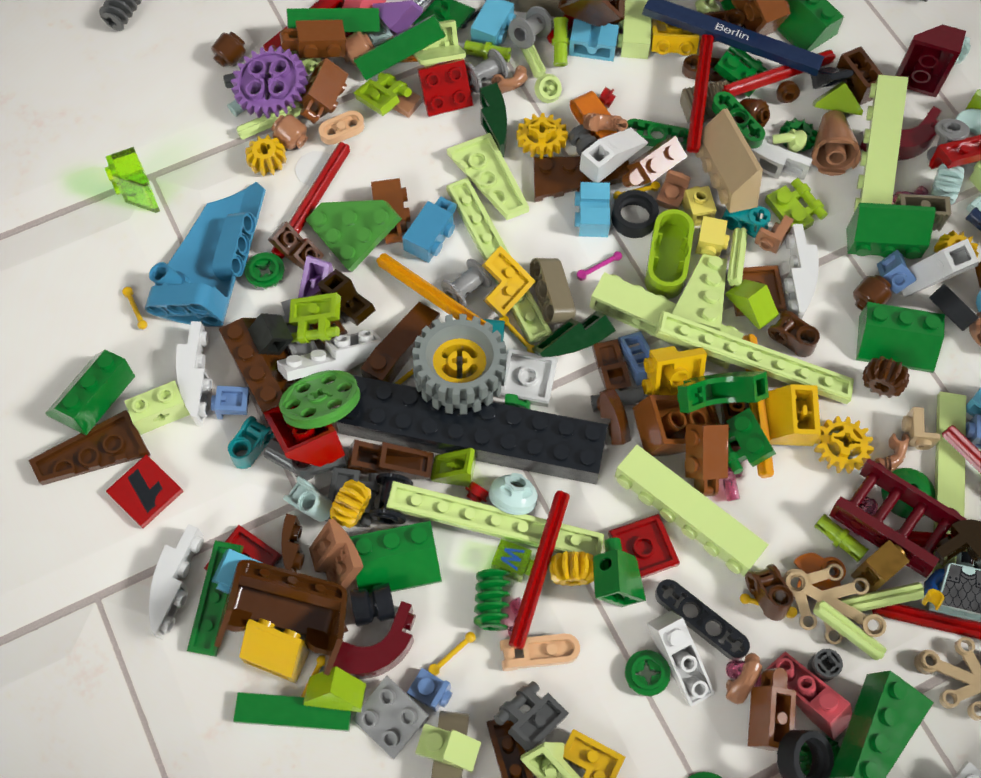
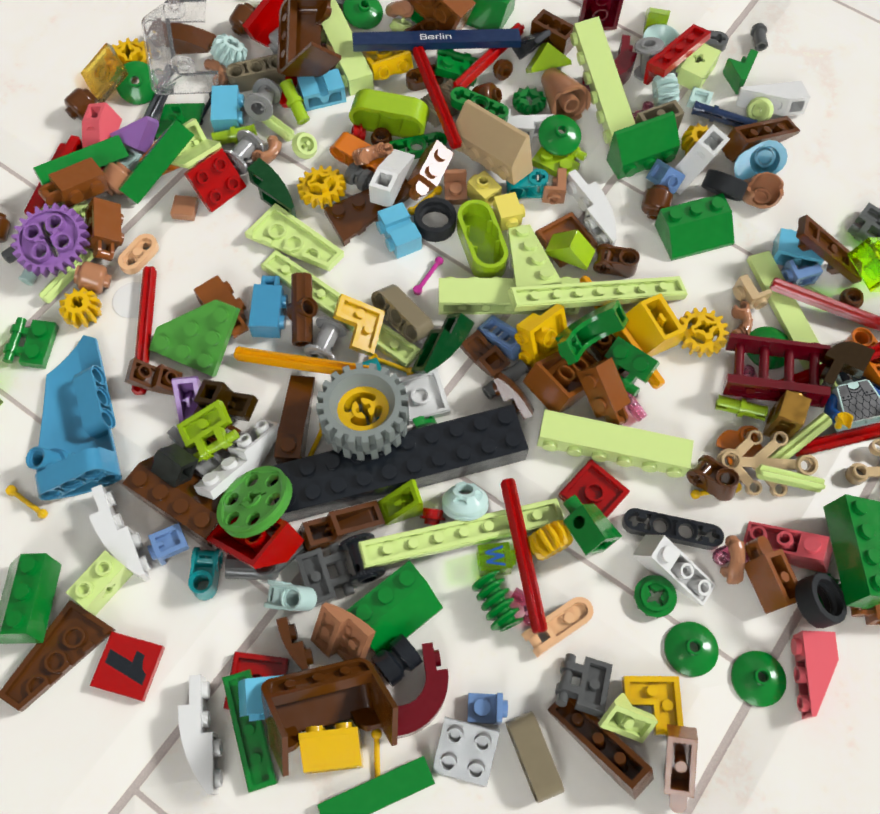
camera: 30 degrees left, 0 degrees up
(213, 173) = (38, 343): none -> green plate
(262, 262) = (128, 404): green gear -> none
(335, 691) = (410, 754): lime slope -> none
(350, 503) = (331, 581): yellow gear -> none
(378, 97) = (160, 209): lime plate -> none
(435, 668) = (478, 687): yellow hinge -> none
(448, 747) = (533, 750): yellowish green slope -> none
(454, 254) = (301, 309): none -> reddish brown piece
(627, 107) = (381, 133): none -> reddish brown plate
(645, 751) = (682, 657): none -> green dish
(646, 90) = (397, 113): none -> lime plant
(737, 256) = (537, 218): yellowish green axle -> none
(795, 139) = (531, 104): yellowish green plate -> none
(801, 191) = (553, 140): none -> green dish
(820, 667) = (790, 521): dark grey wheel -> none
(886, 377) = (705, 262): reddish brown gear -> none

